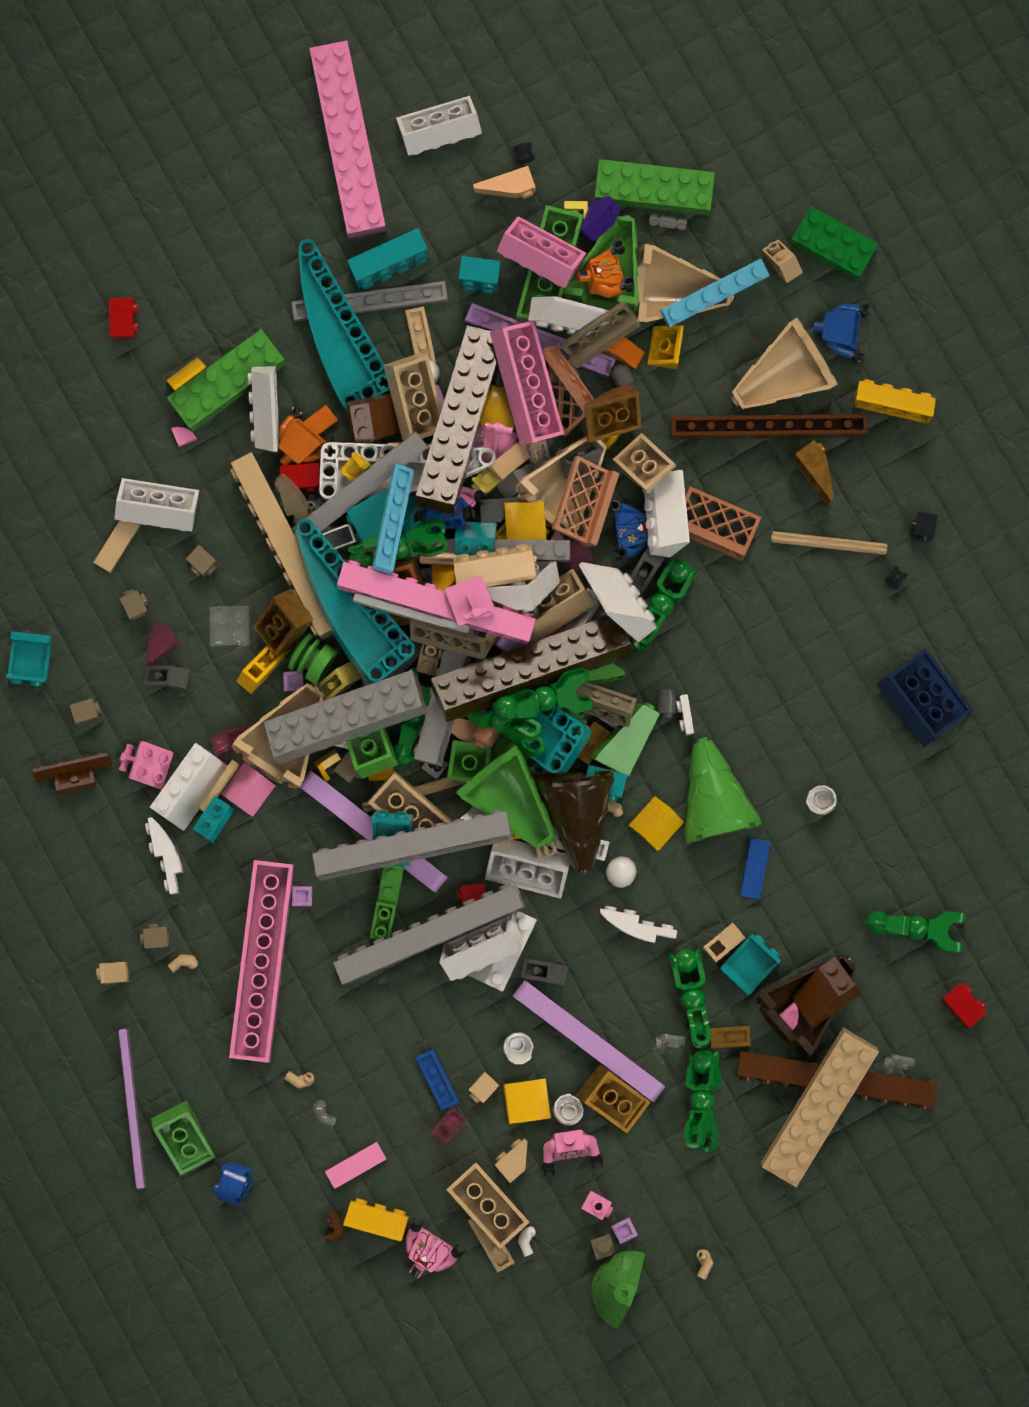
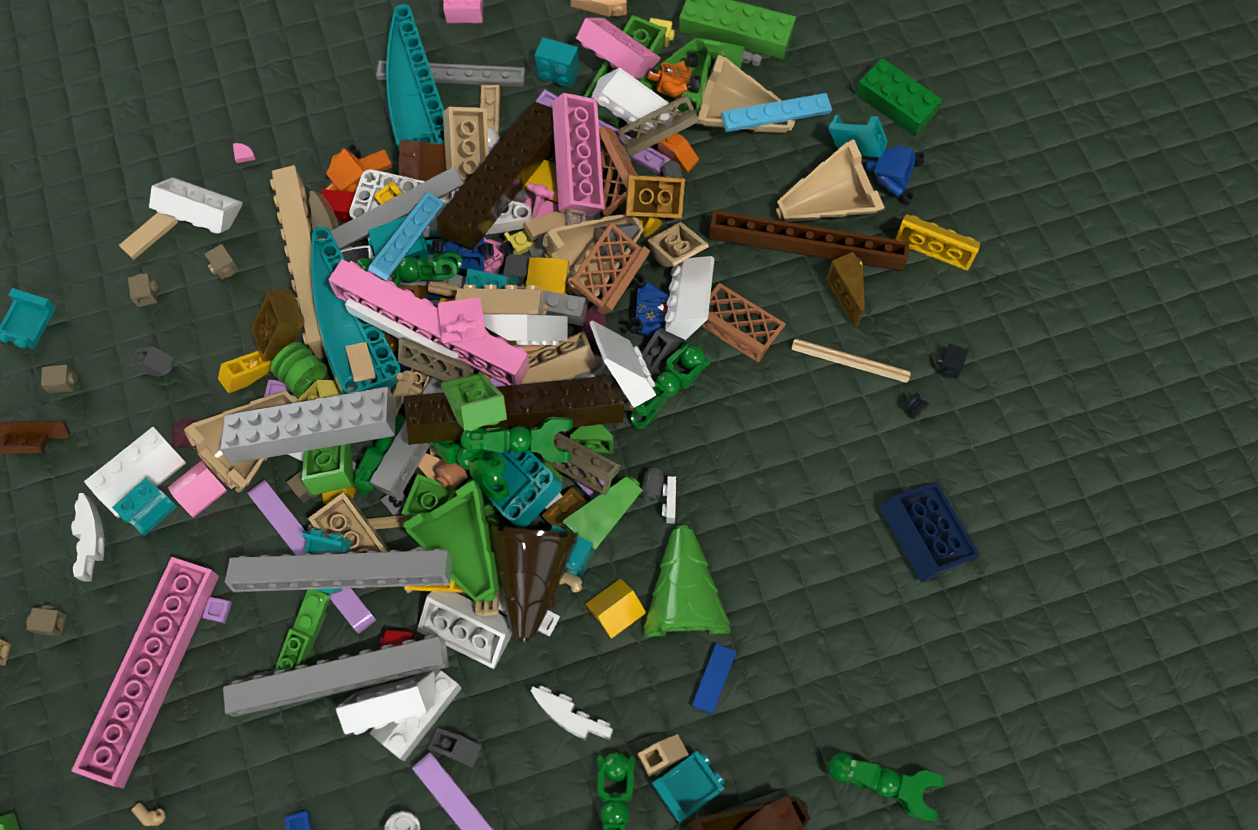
camera: 10 degrees right, 15 degrees down
(122, 318) = (219, 47): red brick -> none
(149, 764) = (101, 440): bright pink plate -> none
(160, 642) = (155, 328): clear pink slope -> none
(183, 960) = (68, 653): tan arm -> none
(186, 374) = (260, 98): yellow slope -> none
(220, 784) = (174, 471): tan tile -> none
(223, 381) = (296, 111): bright green brick -> none
(229, 626) = (229, 326): clear plate -> none
(264, 408) = (323, 132): white slope -> none
(325, 762) = (281, 474): yellow tile -> none
(378, 649) = (360, 362): none -> tan tile
(388, 259) = (475, 36): teal brick -> none
(419, 661) = (403, 386): none -> tan piece
(499, 674) = (475, 401): none -> bright green slope
(599, 217) = (680, 35): dark purple slope -> none
(621, 871) = (566, 652): white hair -> none
(651, 231) = (731, 52): none -> bright green slope
(665, 346) = (721, 156): yellow slope -> none
(782, 260) = (847, 103): tan slope -> none
(815, 309) = (868, 138): none -> teal panel
(821, 800) = (800, 617): white hair -> none

